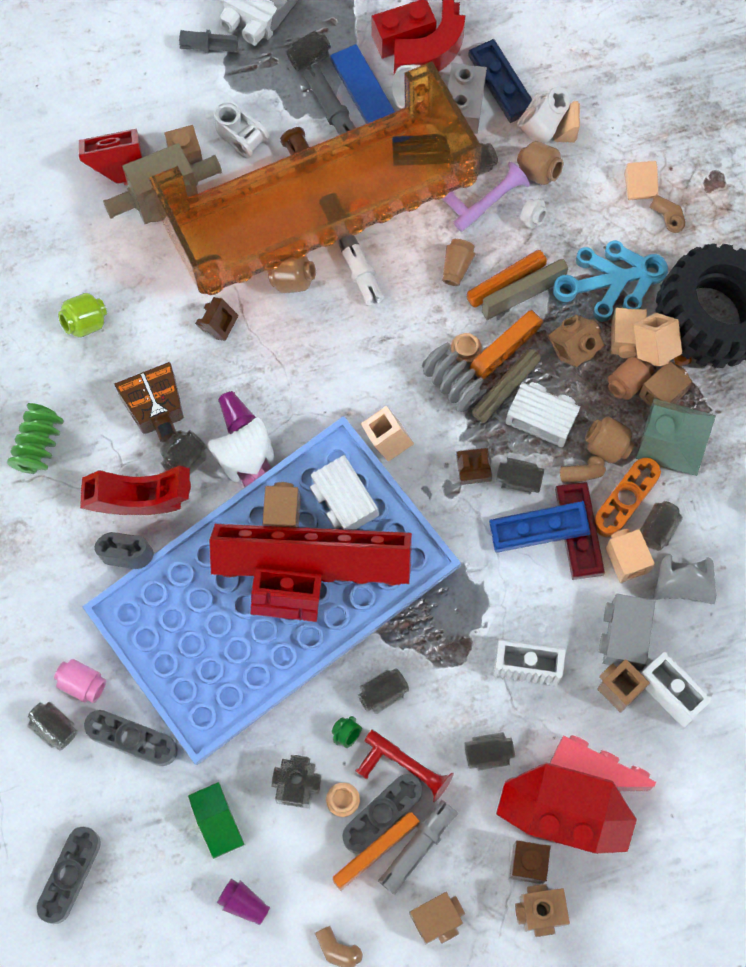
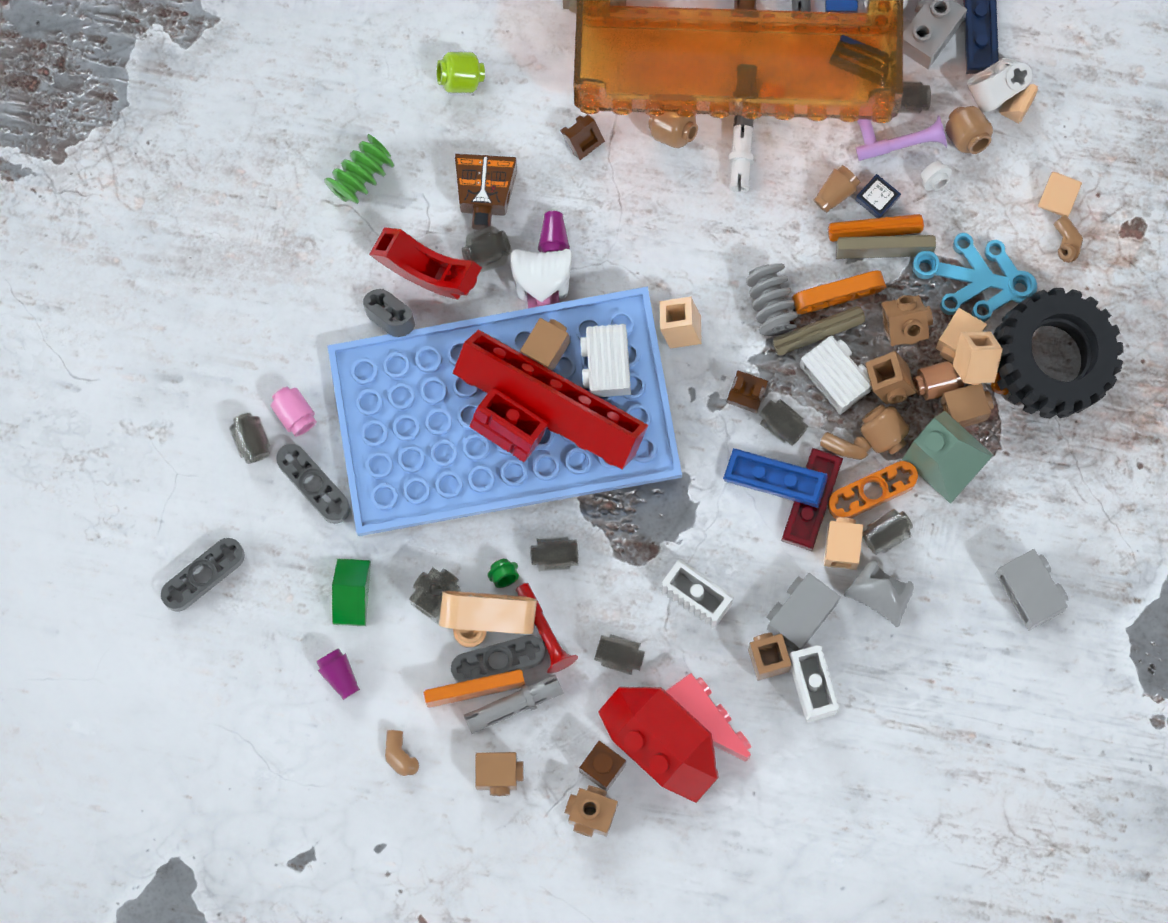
camera: 30 degrees right, 5 degrees up
(353, 775) = (487, 612): none -> light nougat beam
(467, 346) = (800, 276): light nougat plate -> none
(494, 252) = (878, 196): none -> tile
(592, 394) = (890, 378): none -> medium nougat brick

